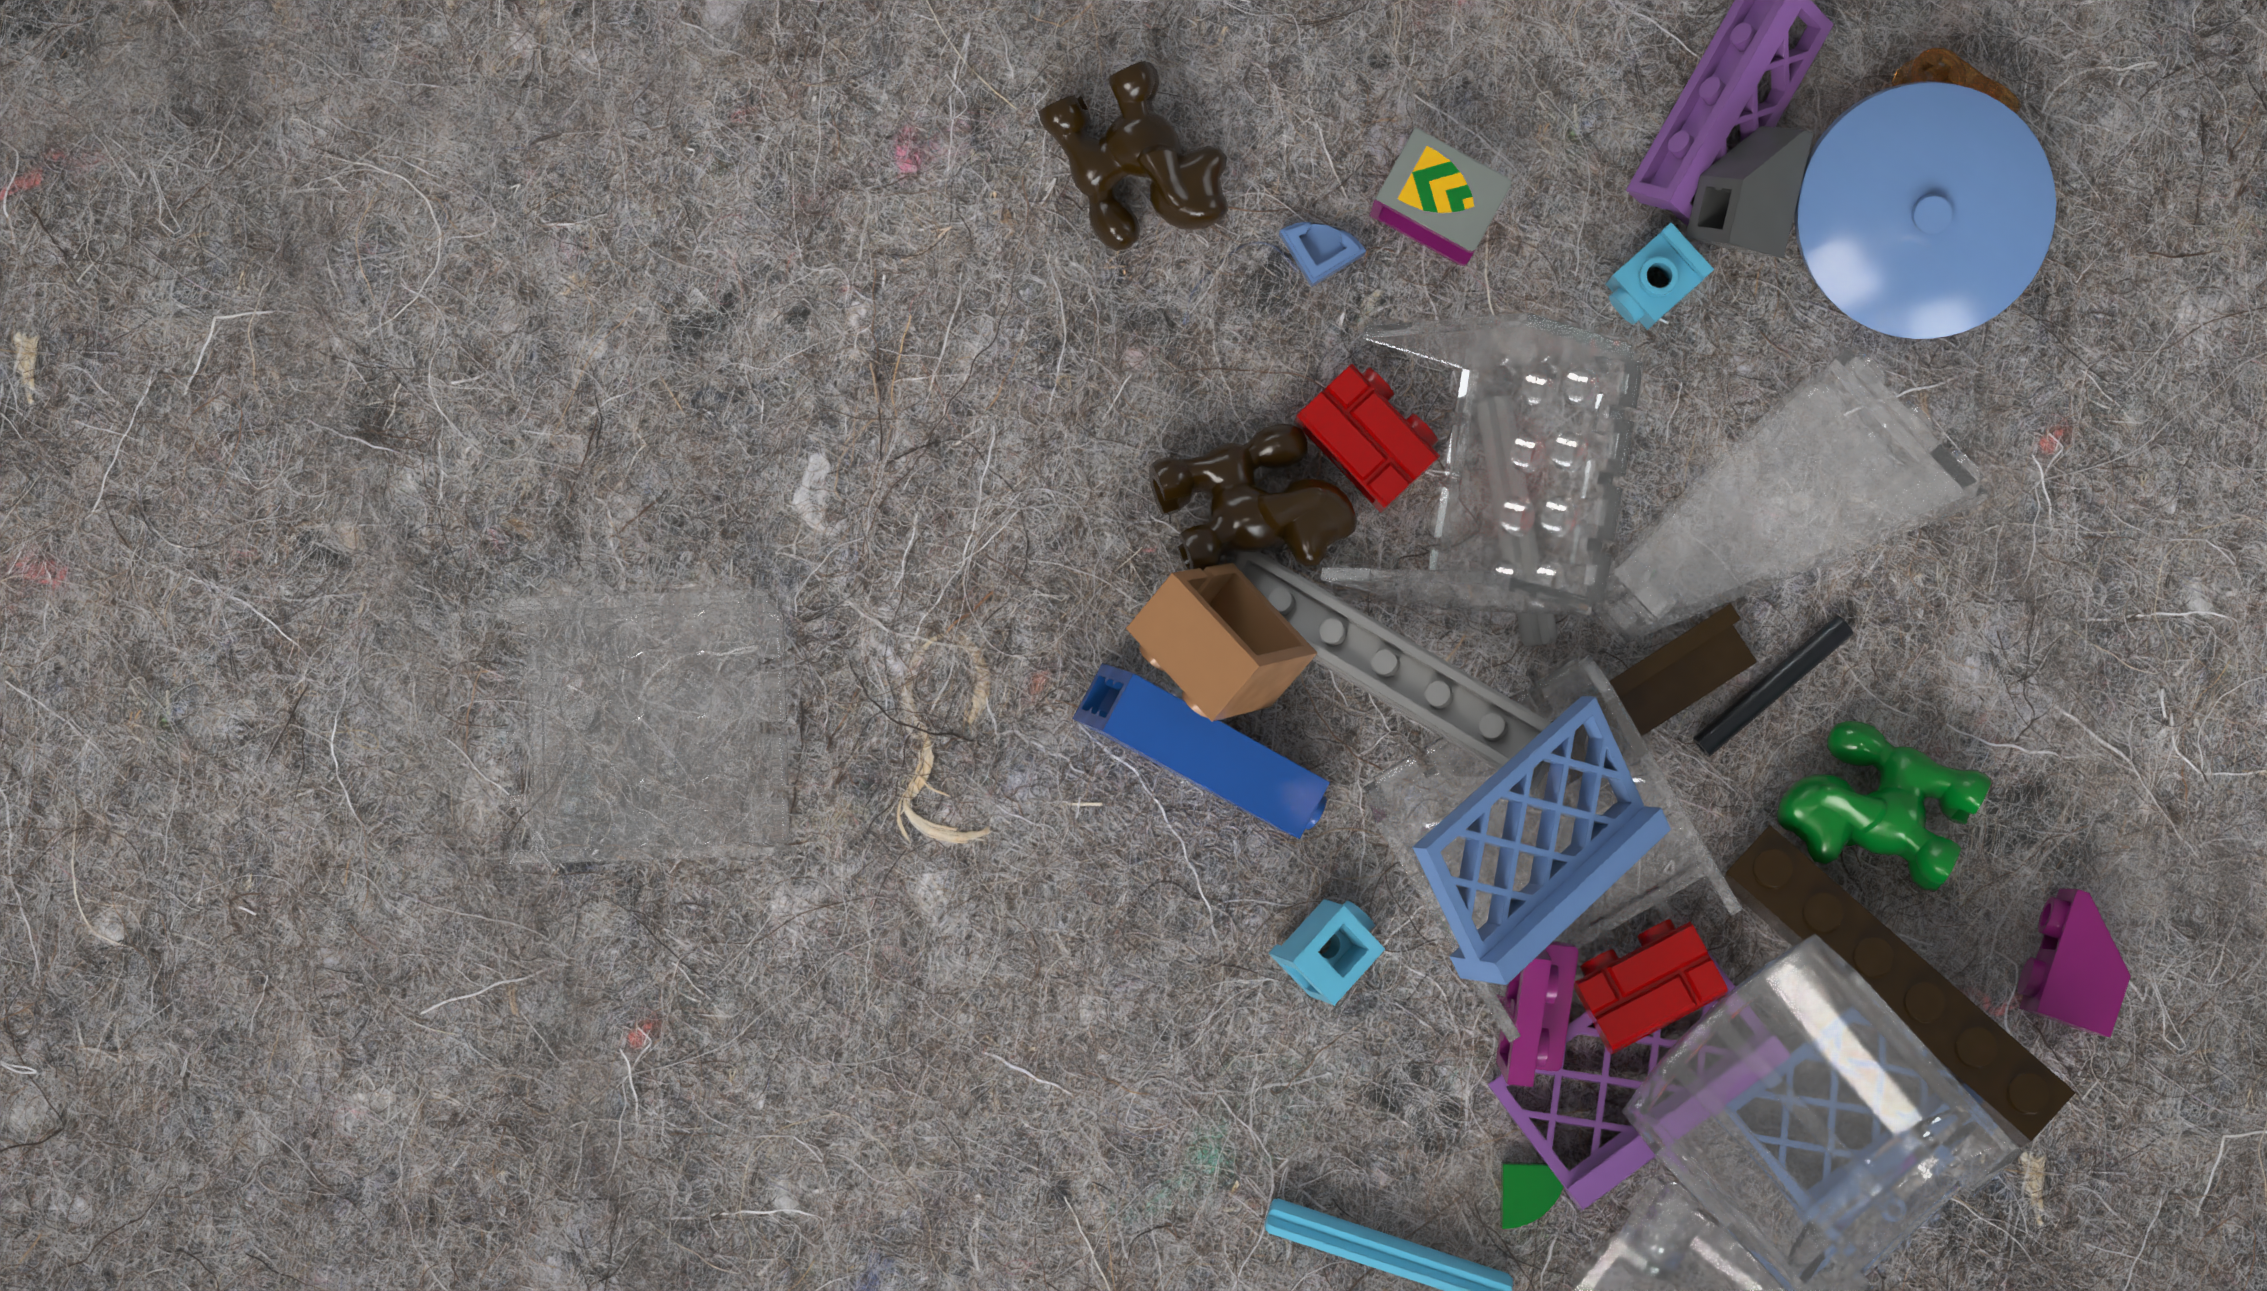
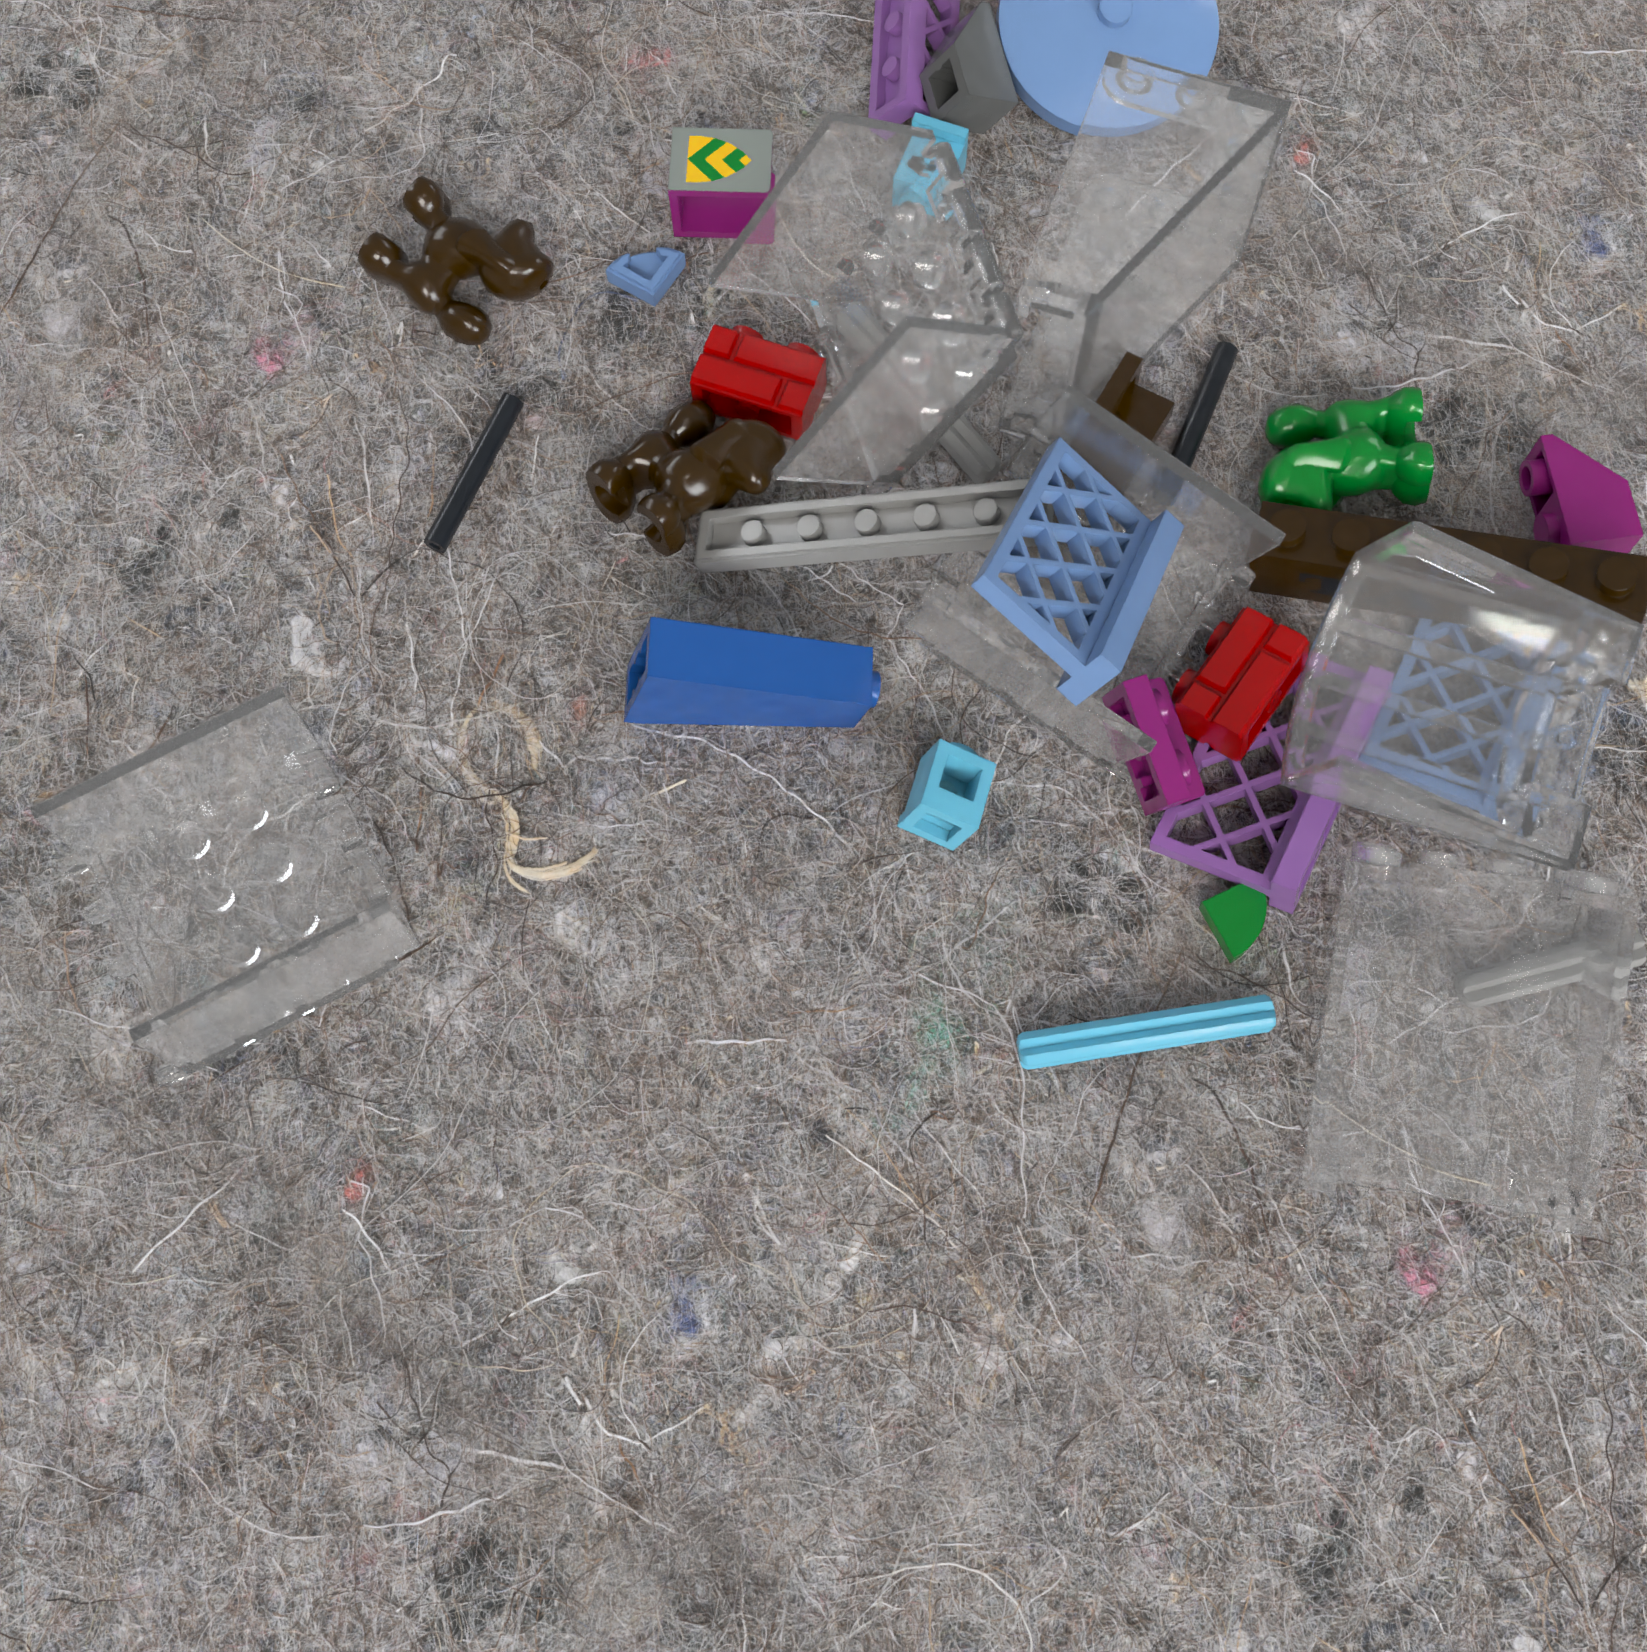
camera: 25 degrees left, 15 degrees down
(1050, 389) = (473, 473): none -> black piece
(1220, 641) = (714, 571): medium nougat piece -> none

